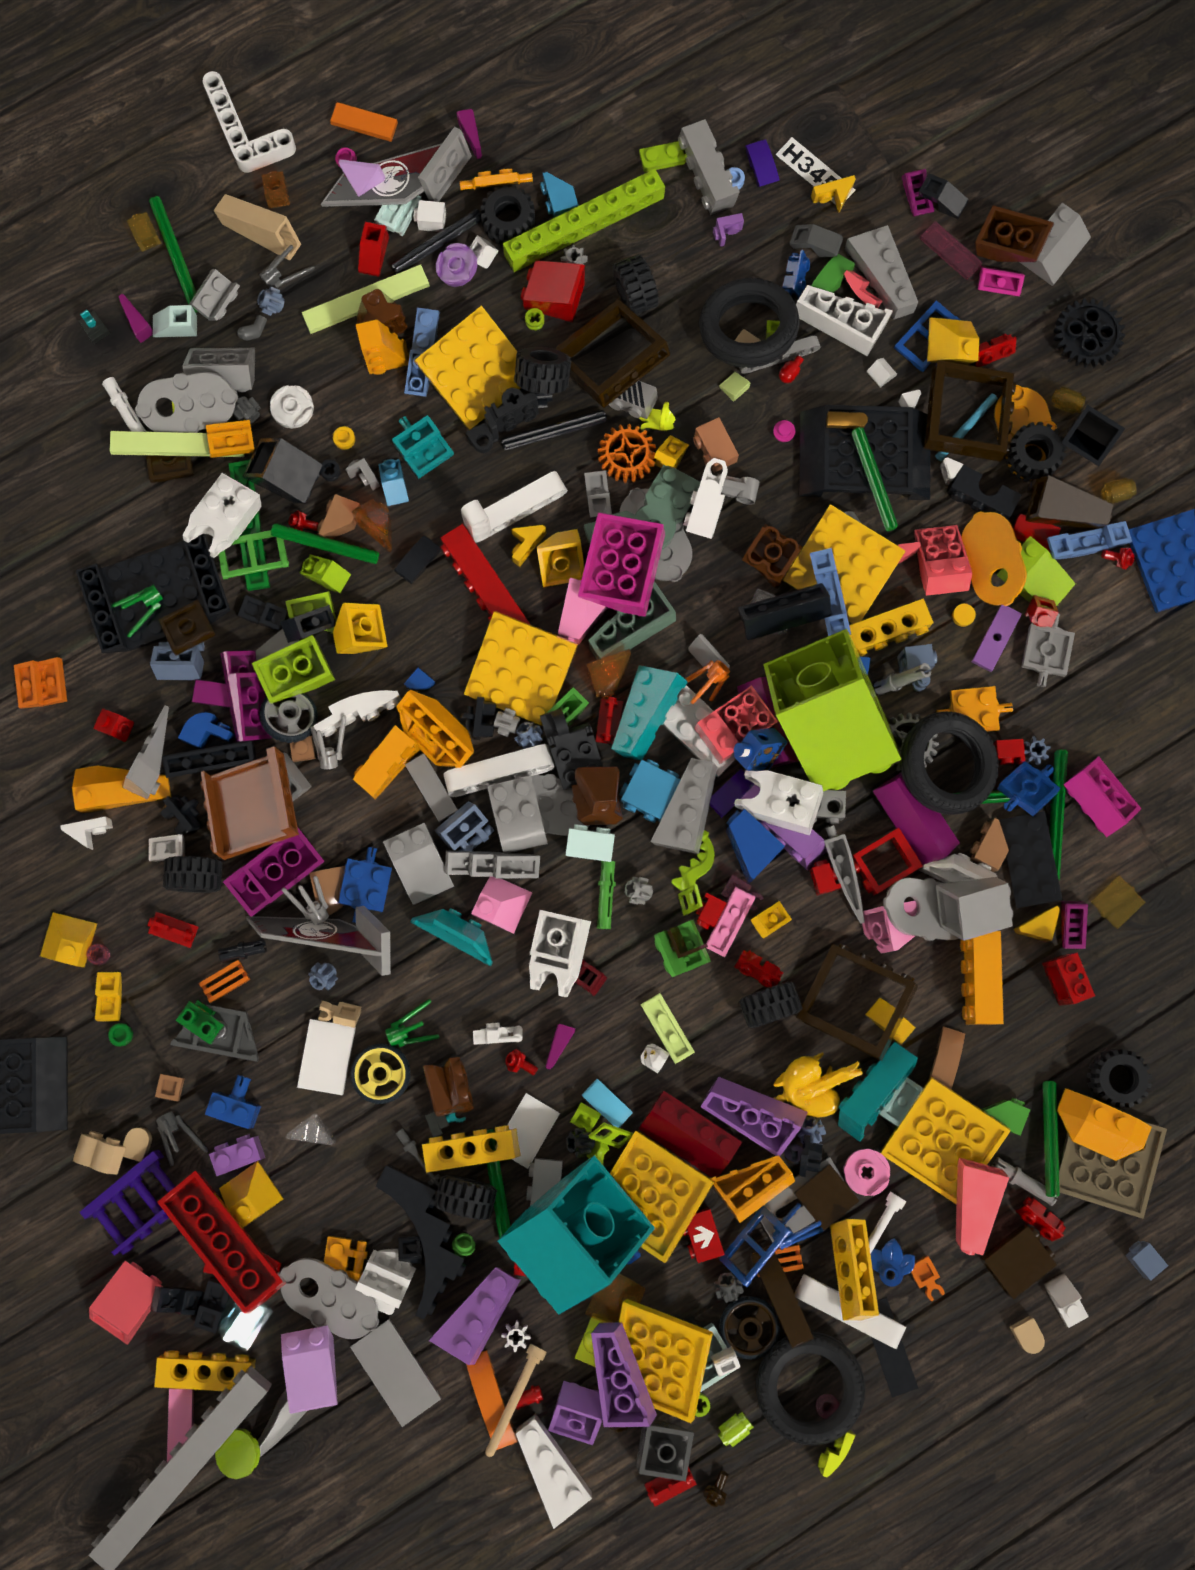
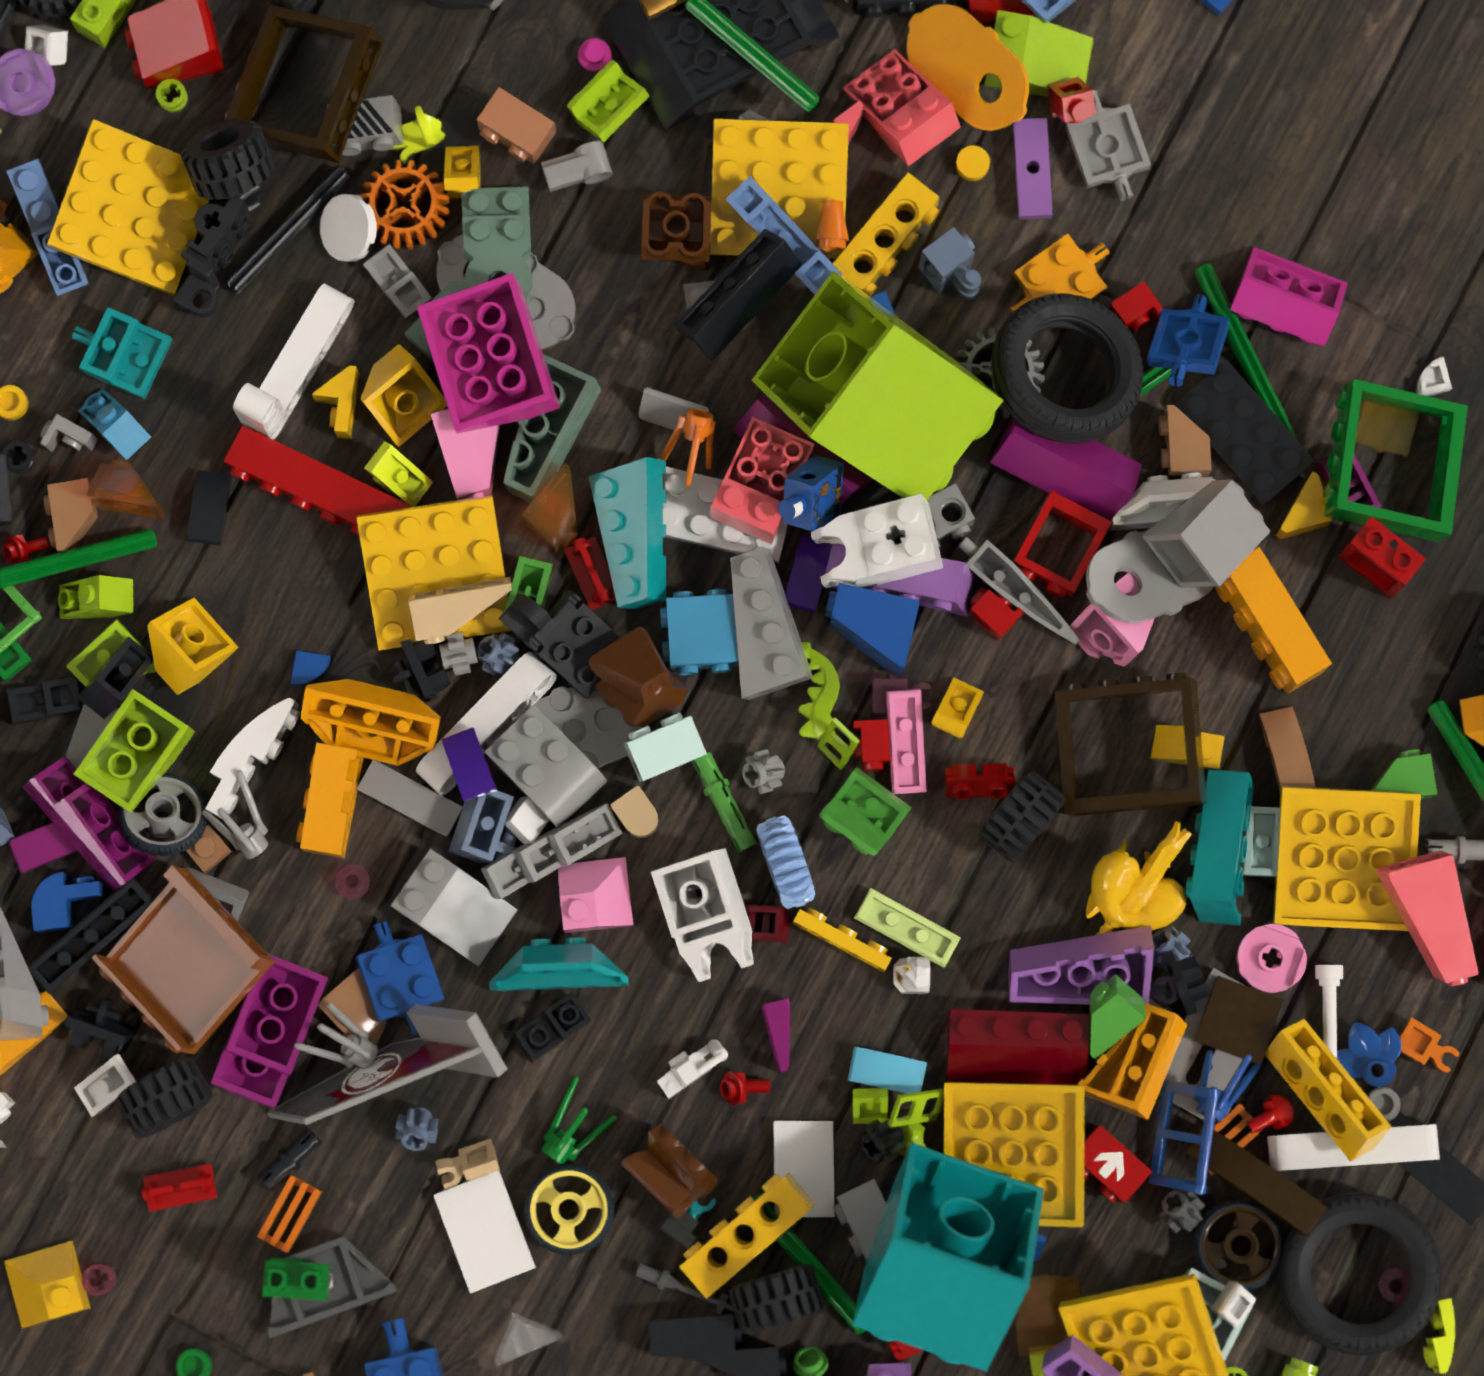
camera: 30 degrees left, 0 degrees up
(108, 996) = (147, 1326): yellow slope -> none
(371, 822) = (360, 889): none -> clear pink plate
(433, 964) = (551, 1027): none -> black slope
(473, 788) = (468, 764): none -> dark purple slope
(487, 838) = (526, 820): none -> white tile
(512, 693) = (448, 609): none -> tan slope
(533, 602) = (398, 475): none -> neon yellow slope
(553, 871) = (636, 813): none -> tan piece
(587, 447) = (347, 227): none -> white tile
(620, 949) = (785, 862): none -> light blue gear
(627, 1013) = (843, 938): none -> yellow plate
(678, 945) = (856, 810): dark brown bracket -> none
(707, 502) = (551, 209): white brick -> none
(735, 386) = (493, 32): yellowish green slope -> none
(756, 1150) = (1113, 1014): none -> bright green slope
(775, 460) = (606, 101): none -> lime bracket
(817, 1263) = (1276, 1111): none -> red plate
(861, 604) = (832, 226): none -> orange cone
(884, 1295) = (1386, 1102): none -> light grey tile
(895, 681) = (936, 302): light grey pin -> none
(1037, 745) = (1167, 278): sand blue gear -> none
(1136, 950) = (1446, 470): none -> green window
(1159, 893) = (1434, 379): none -> white tile

